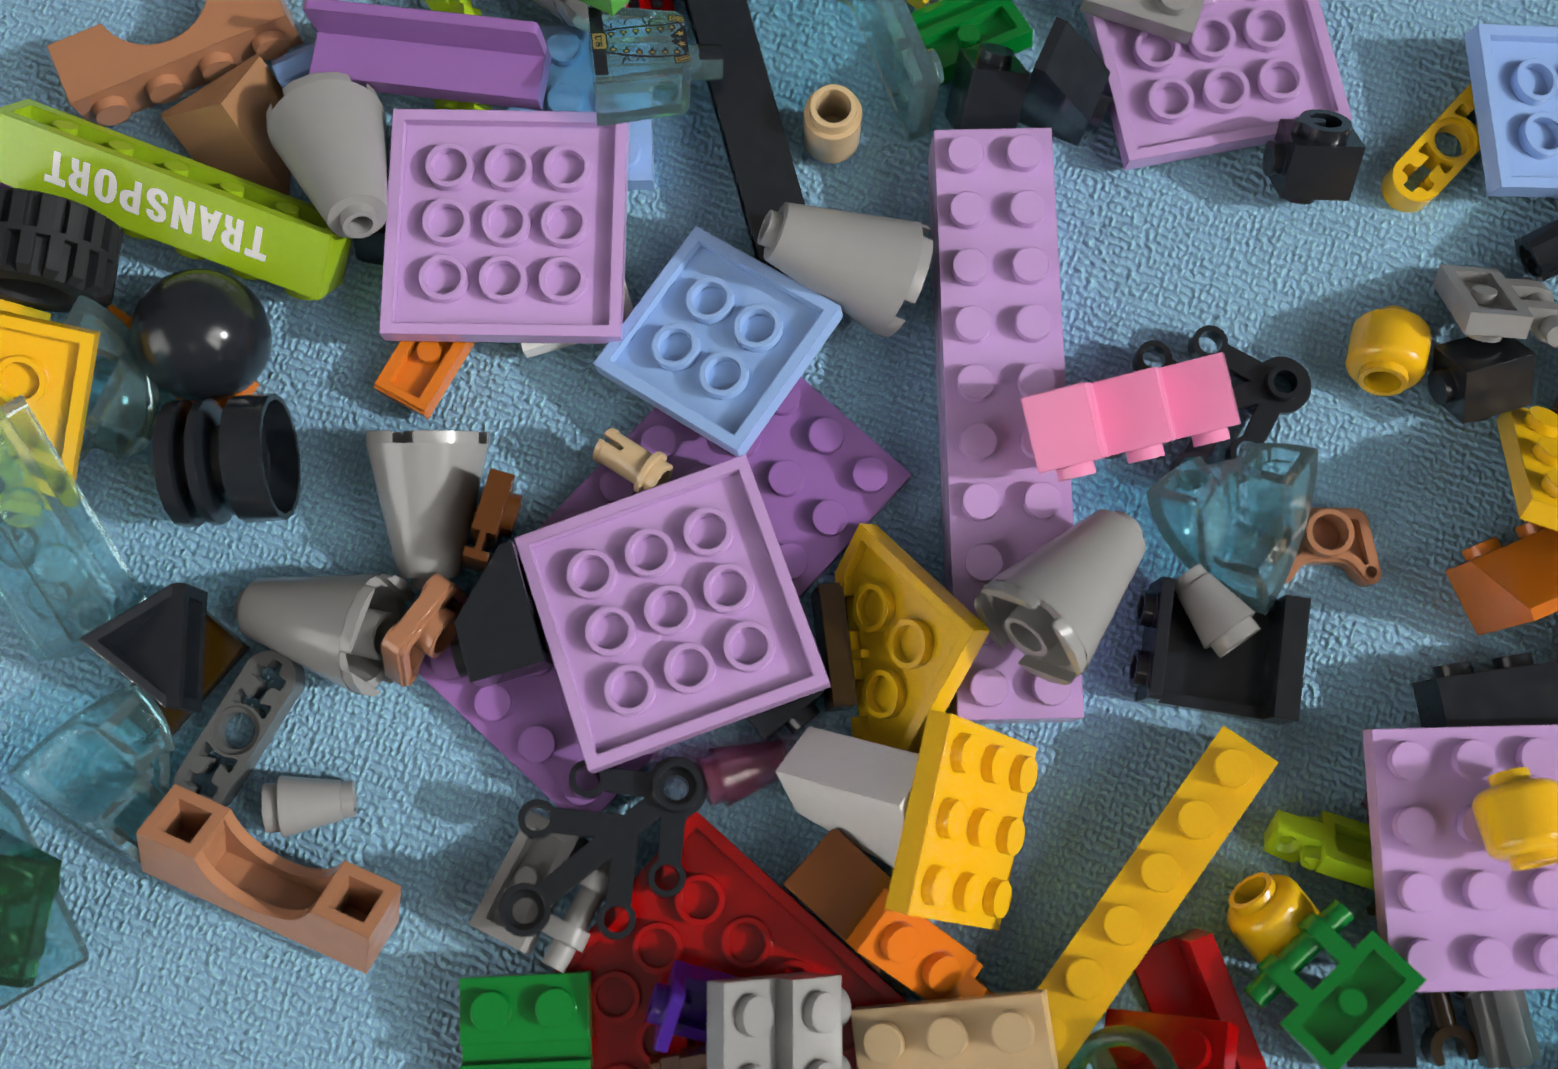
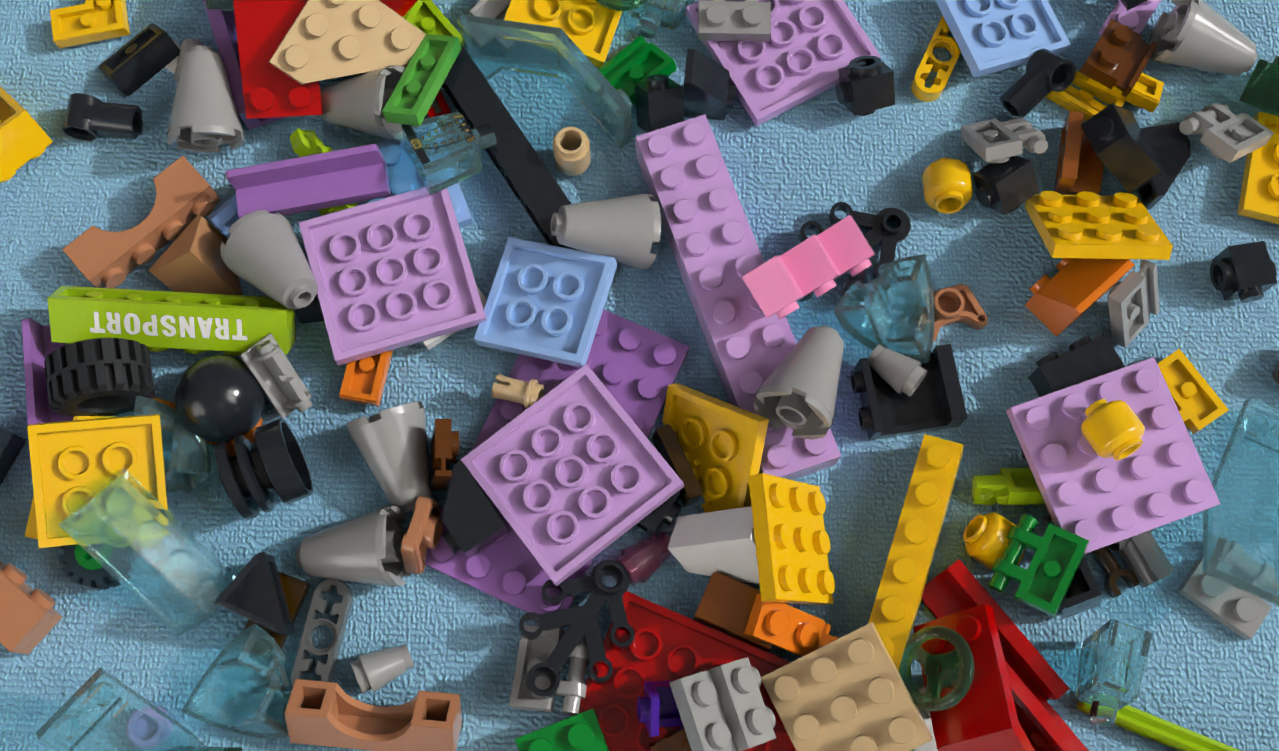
camera: 20 degrees left, 5 degrees down
(291, 328) = (276, 377): none -> light grey hinge

